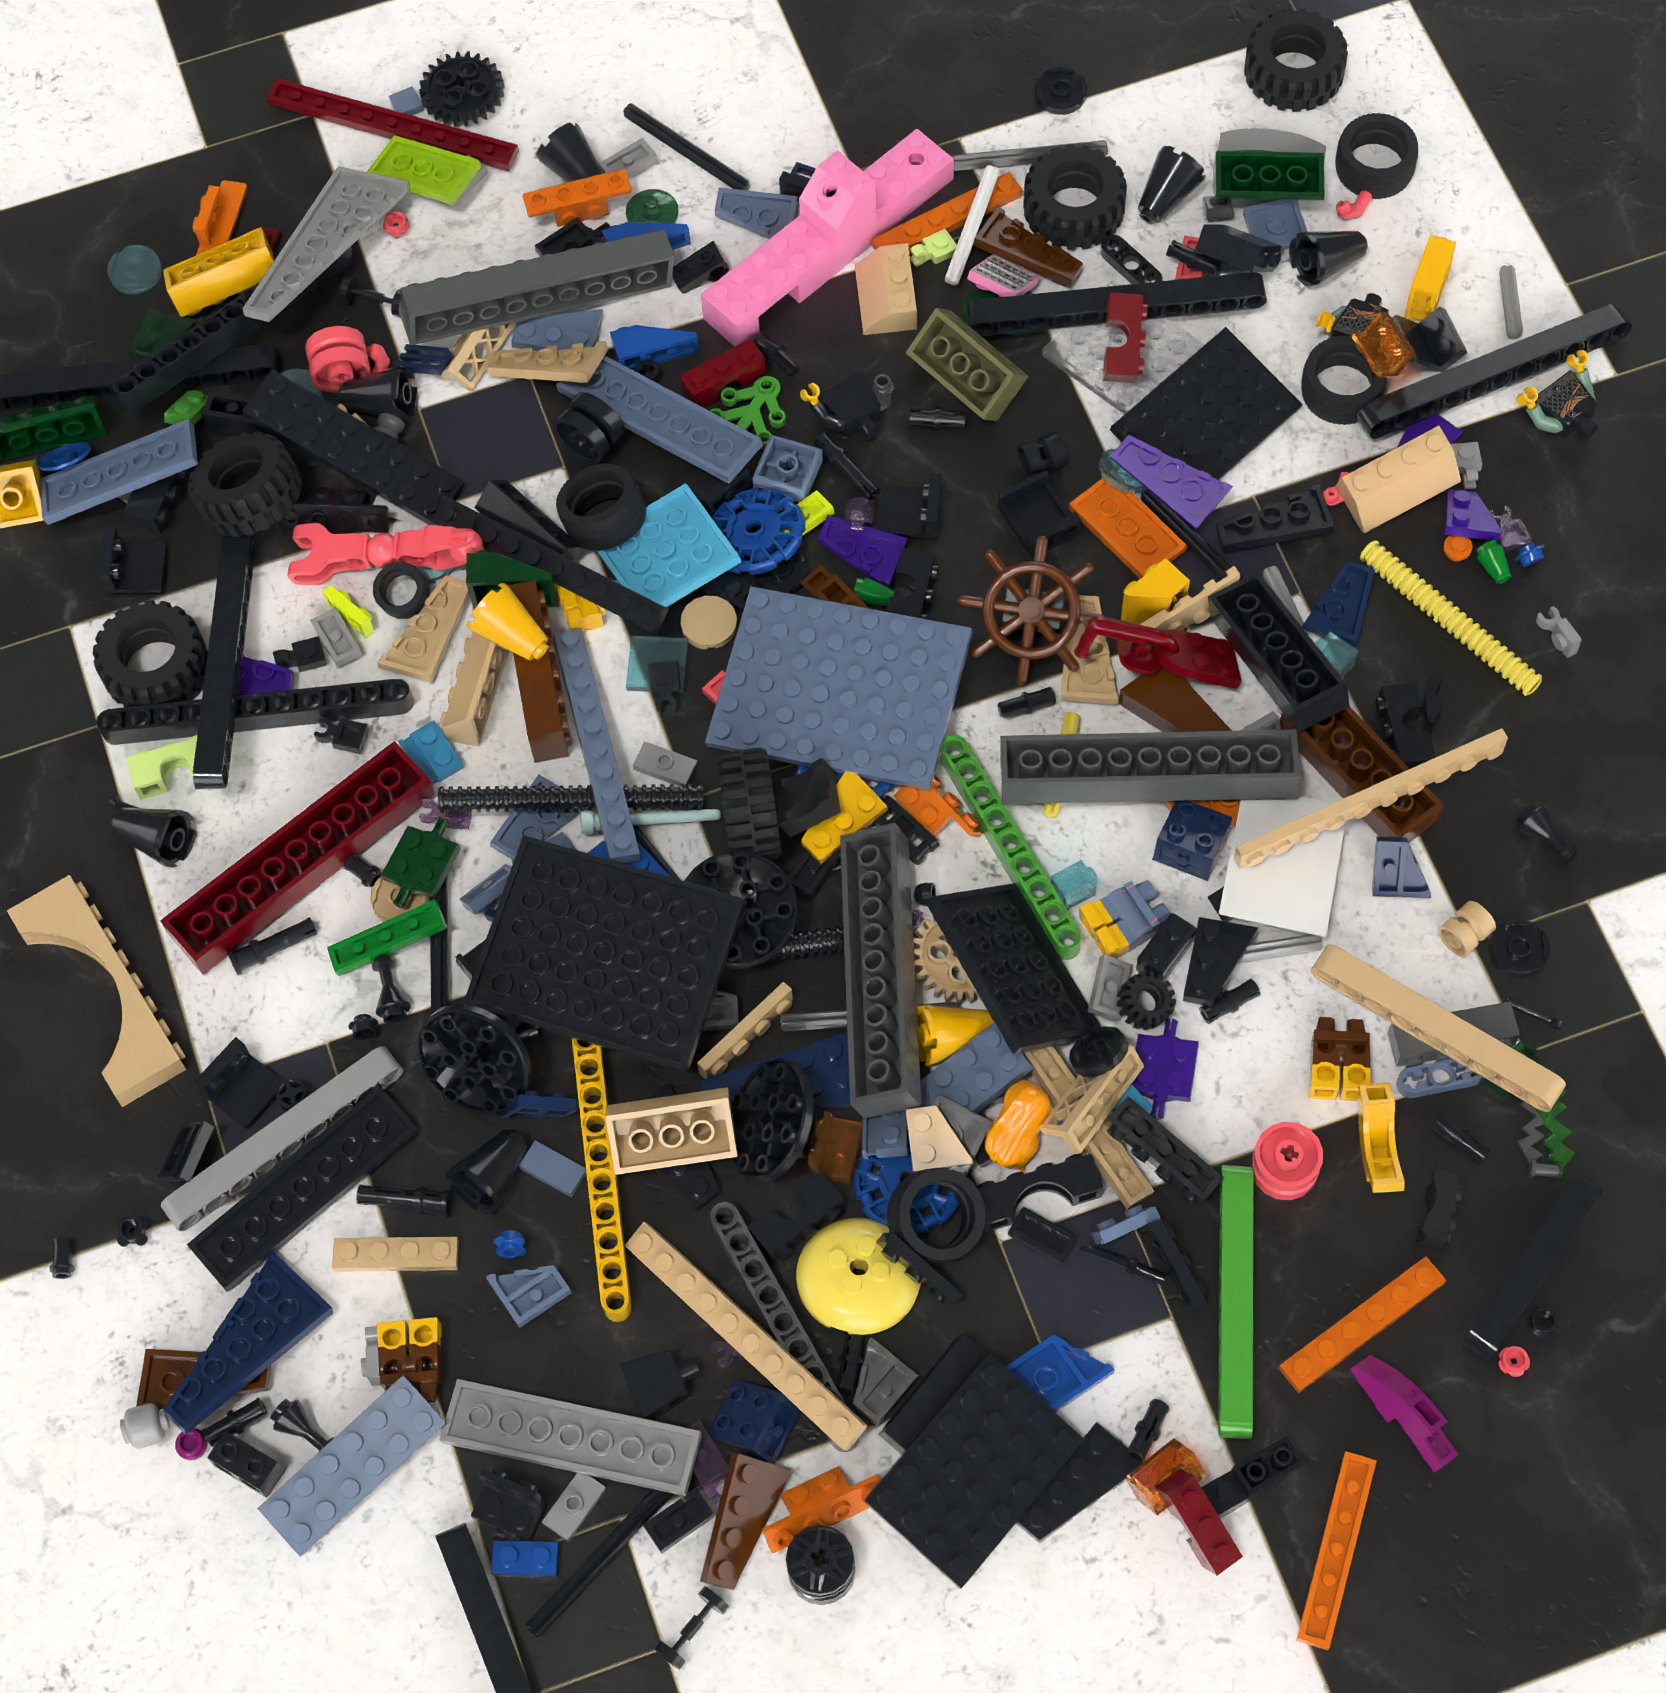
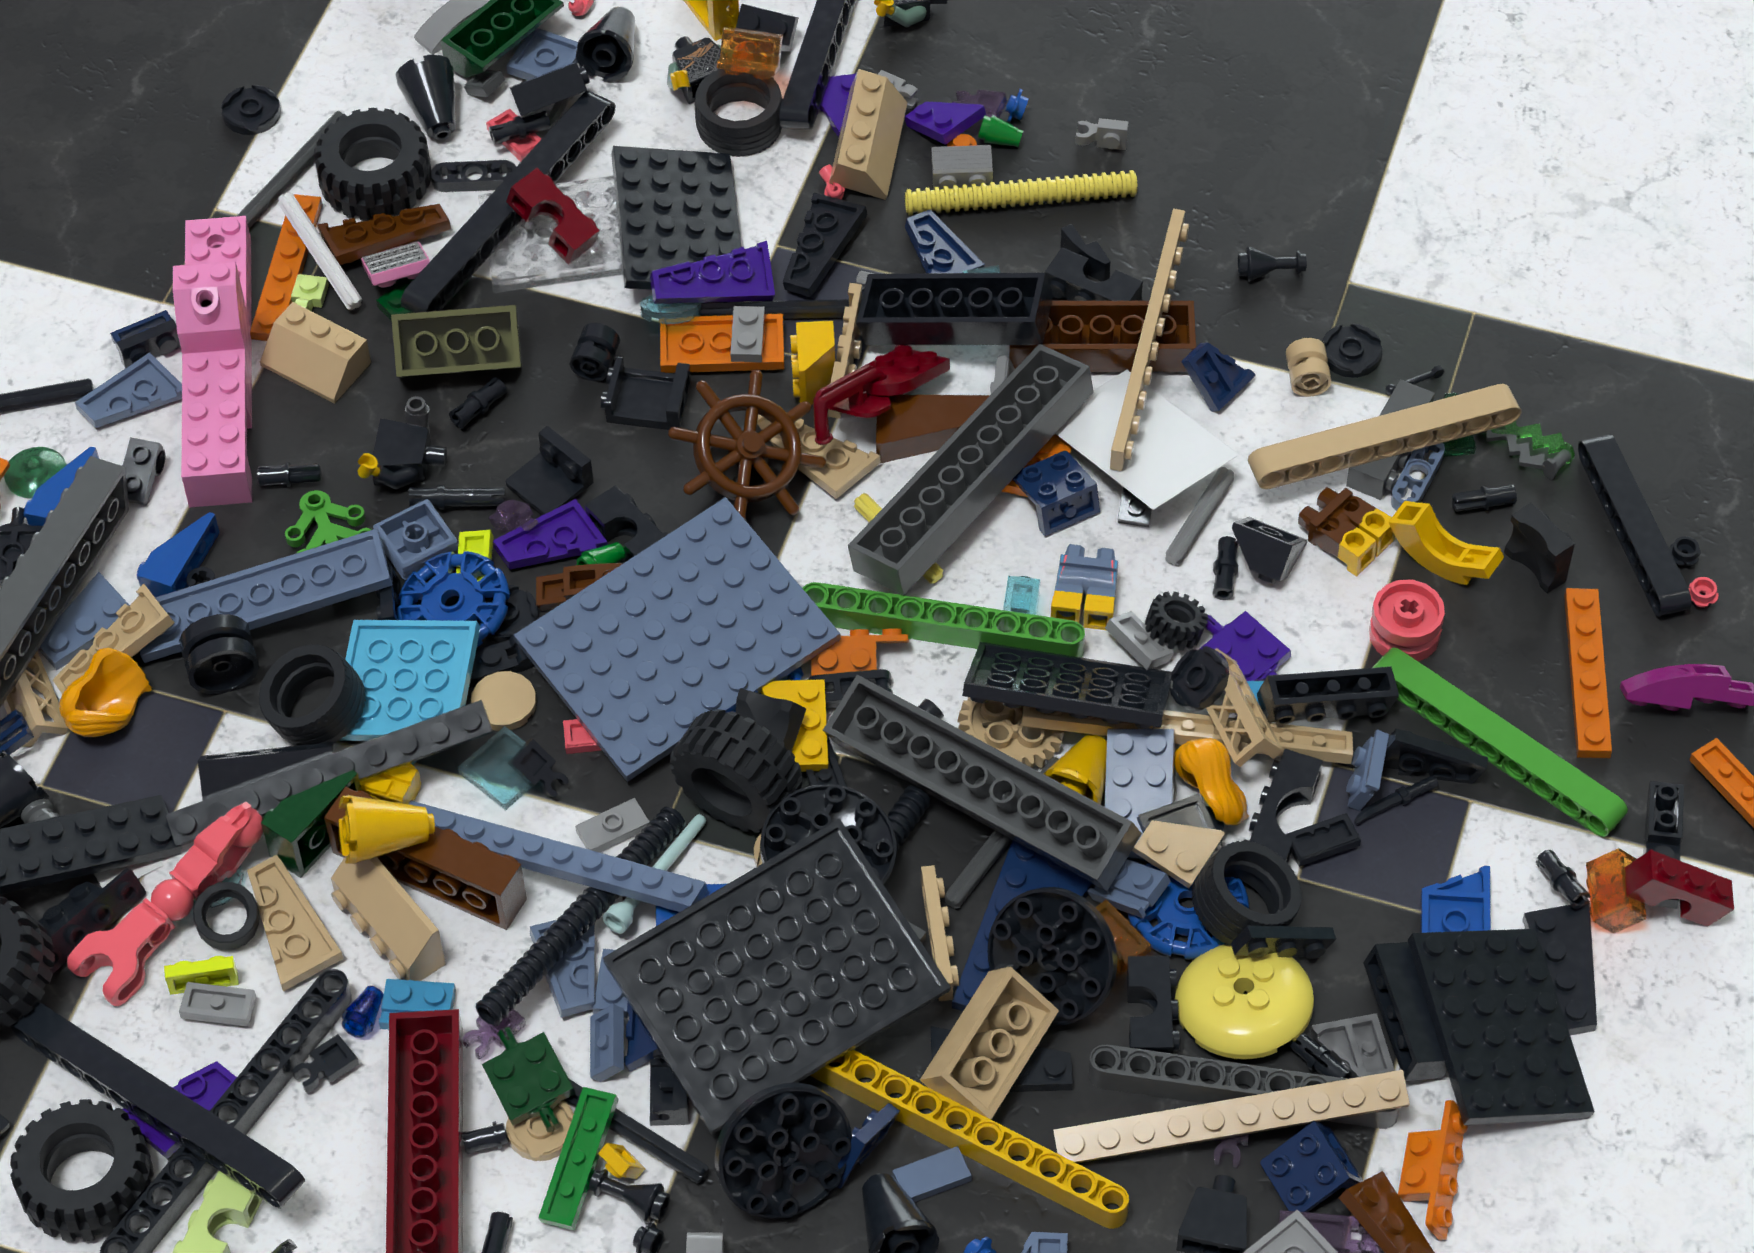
camera: 55 degrees left, 10 degrees down
(305, 655) = (205, 1044): black plate -> none
(398, 725) = (363, 1012): none -> clear blue cone
(407, 965) = (621, 1161): none -> yellow plate
(503, 389) = (103, 696): none -> light orange piece
(706, 380) = (272, 509): dark red arch -> none
(829, 1581) = (1495, 1199): black wheel -> none
(1027, 702) = (817, 521): black axle -> none
(1144, 536) = (747, 334): none -> light grey plate
(1166, 947) = (1139, 574): black brick -> none
(1214, 956) = (1182, 548): black wing -> none
(1271, 1016) = (1268, 548): none -> black slope
(1434, 561) = (961, 165): none -> light grey brick

